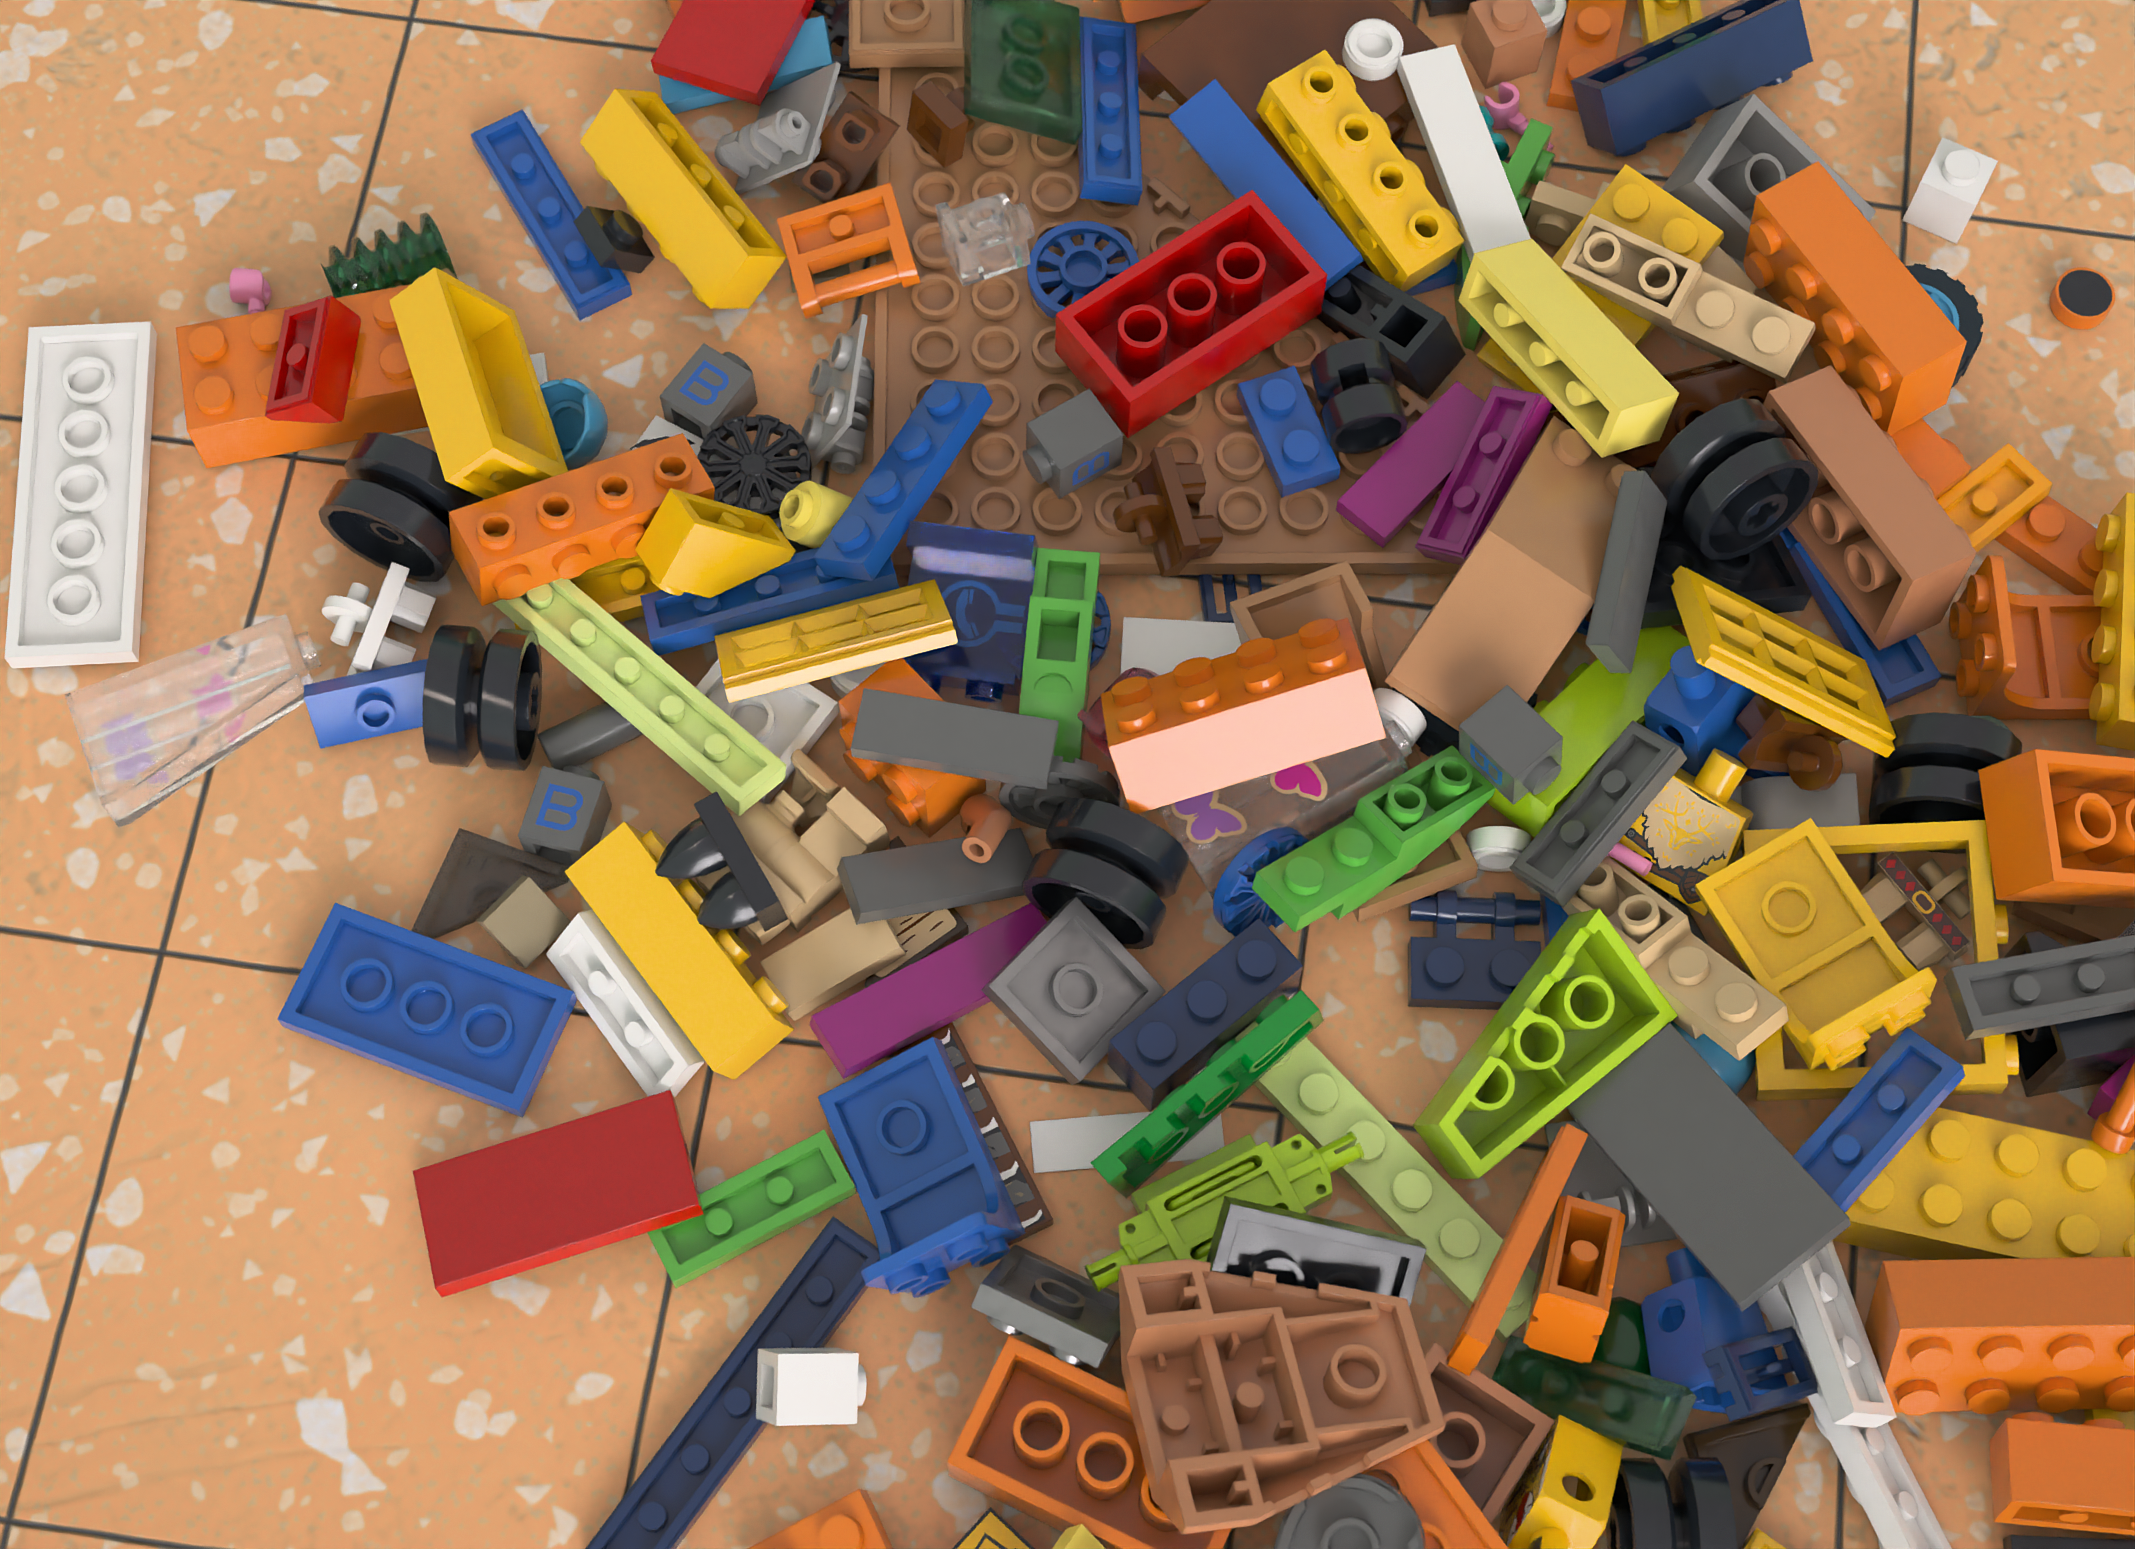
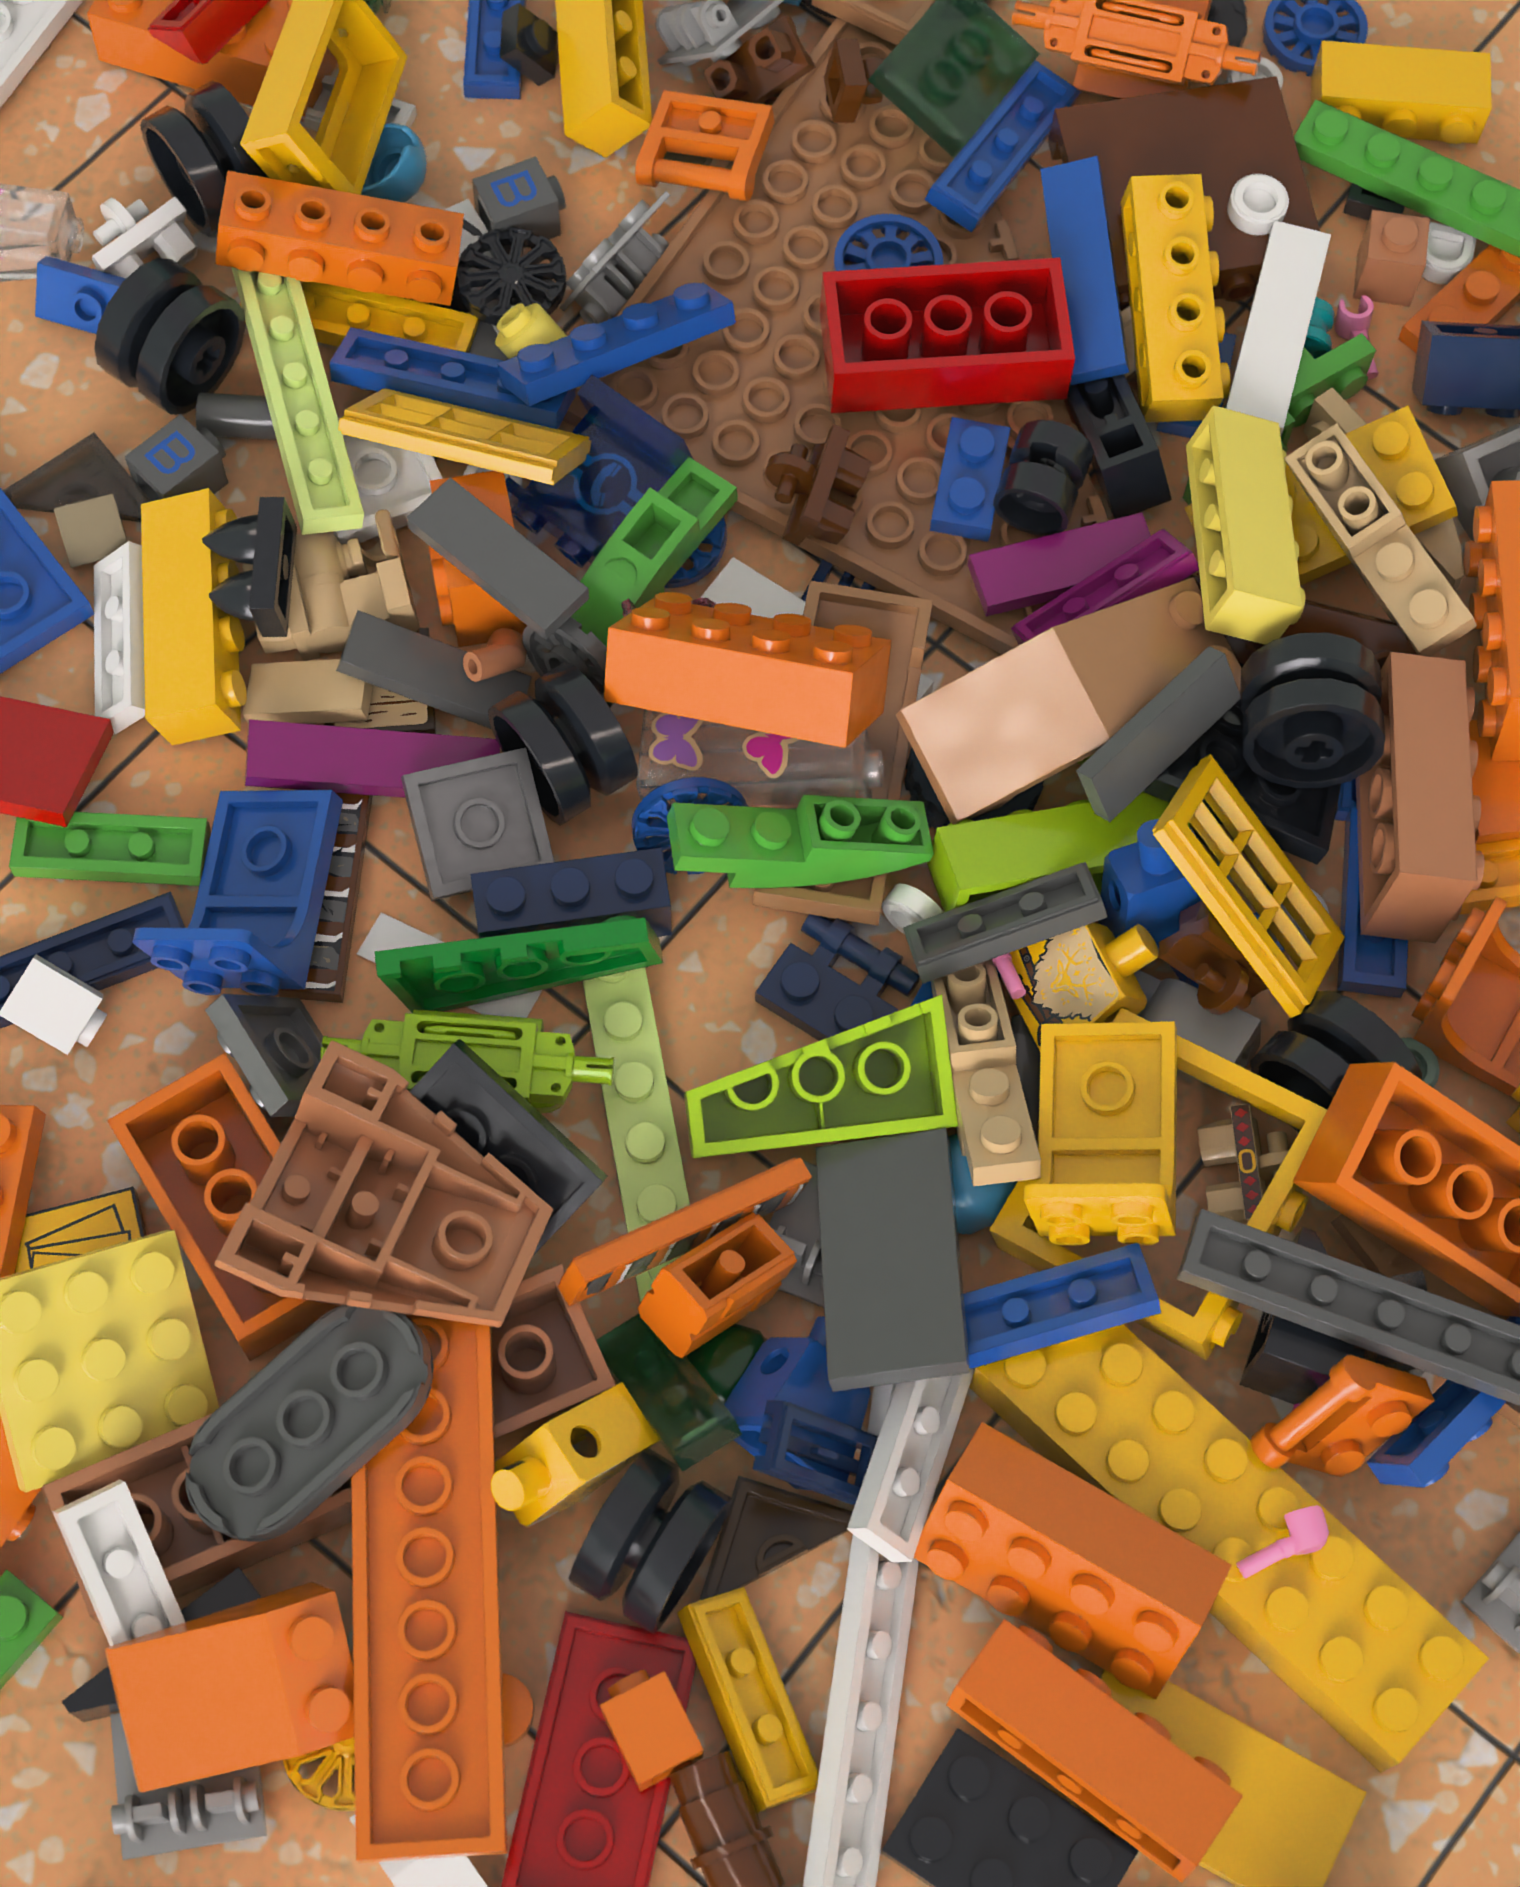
camera: 30 degrees right, 0 degrees up
(709, 545) = (424, 312): yellow slope -> none
(985, 237) = (820, 189): clear brick -> none
(1072, 444) = (775, 391): dark grey brick -> none
(1401, 710) = (896, 753): white tile -> none
(1511, 746) = (957, 819): dark grey brick -> none

